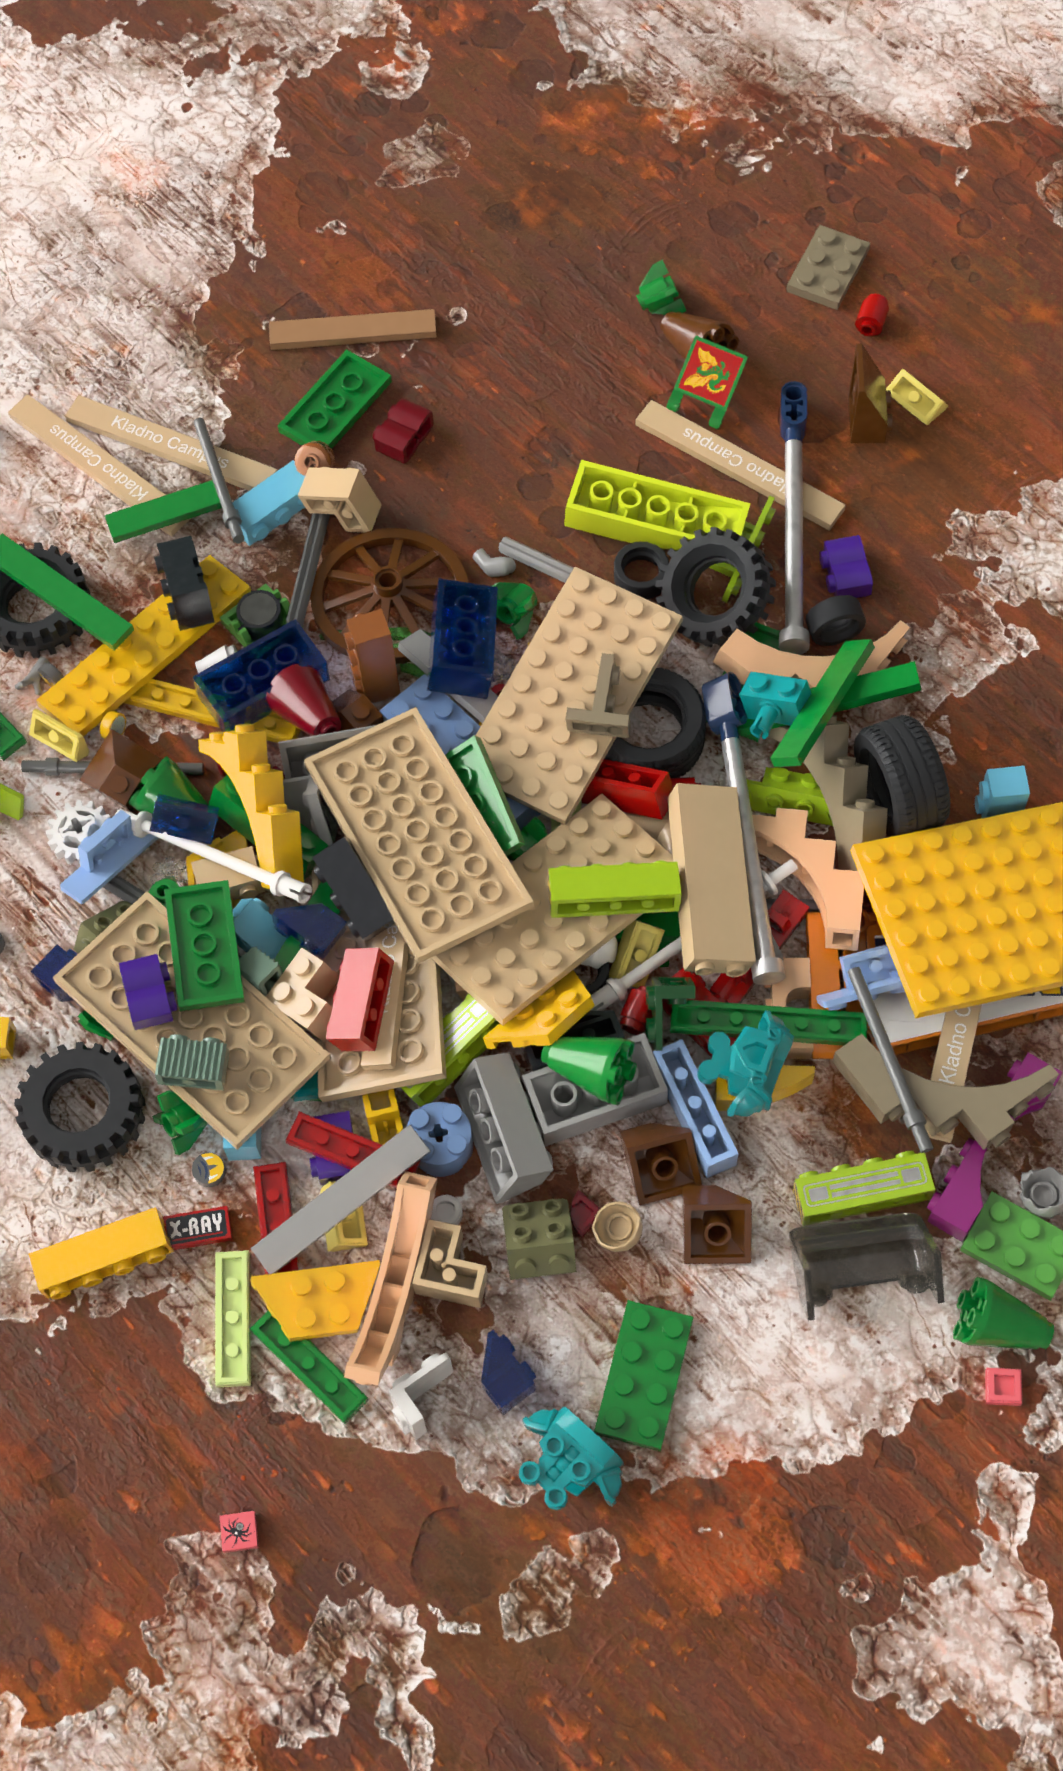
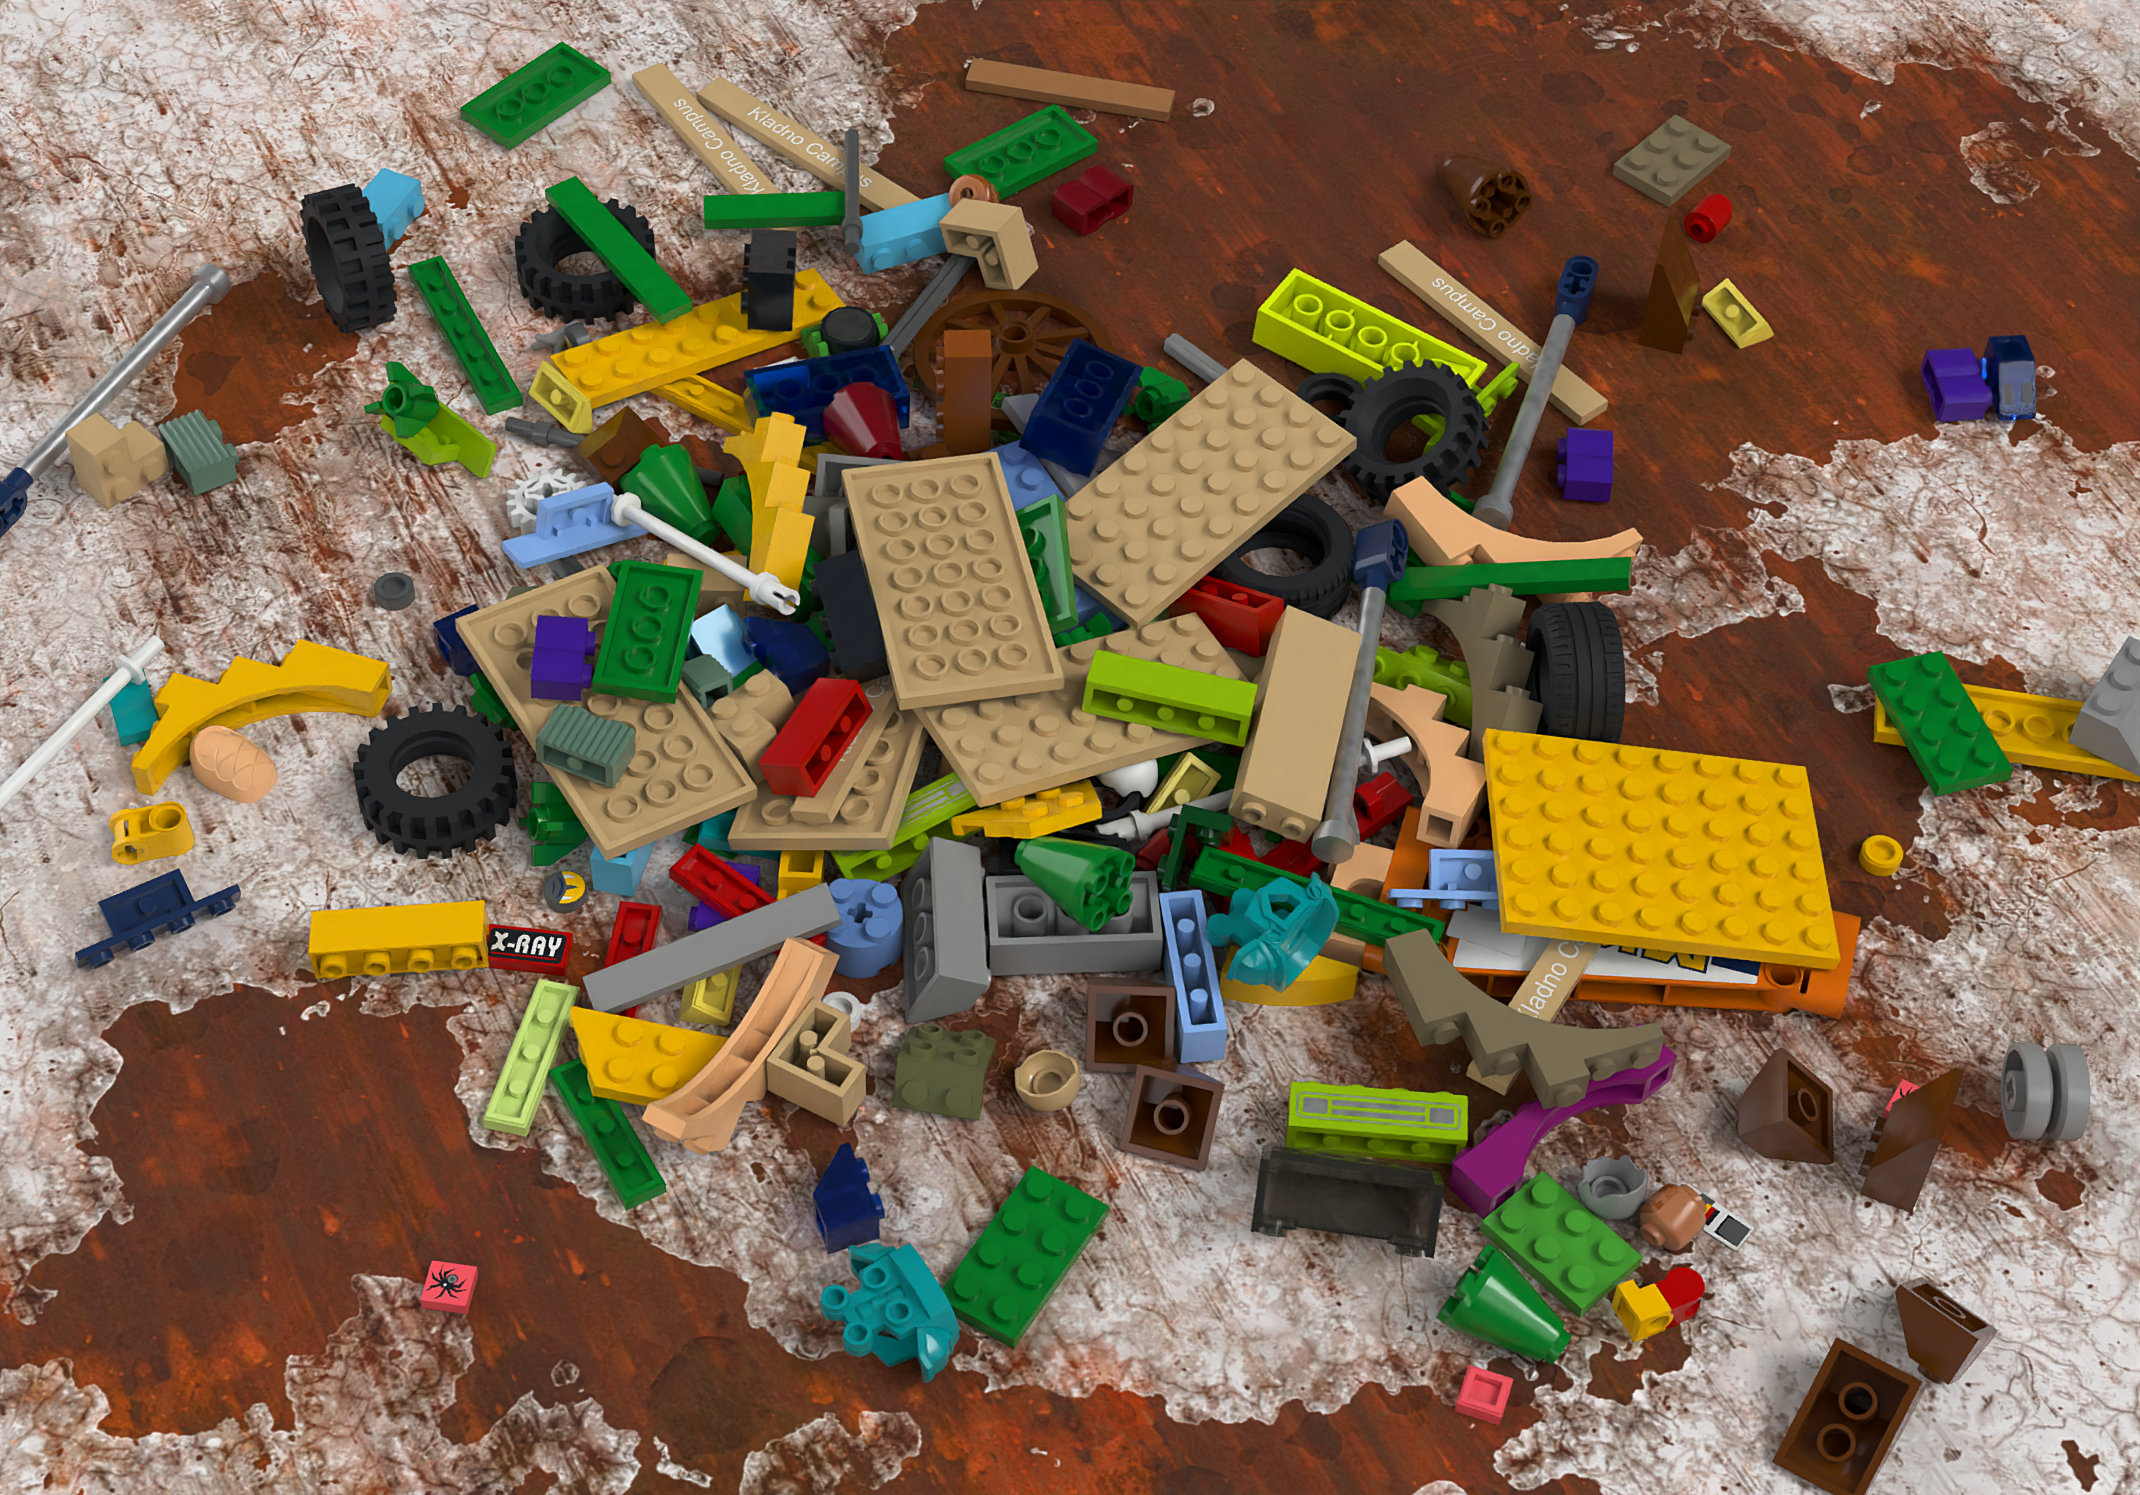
camera: 10 degrees right, 15 degrees down
(112, 720) = (635, 400): yellow tile -> none
(184, 819) = (676, 506): clear blue brick -> none
(409, 1388) = (731, 1178): white bracket -> none
(494, 566) = (1159, 360): light grey arm -> none
(583, 1213) = (1007, 1058): dark red tile -> none
(601, 718) = (1221, 512): dark tan bracket -> none
(659, 292) = (1451, 132): green brick -> none
(709, 376) = (1483, 225): flag -> none
(772, 700) = (1443, 559): teal brick -> none
(822, 703) = (1499, 571): green tile -> none
(835, 620) = (1552, 489): black tyre -> none
(913, 1117) = (1460, 1030): dark grey bar -> none
(1002, 791) = (1702, 727): medium azure brick -> none

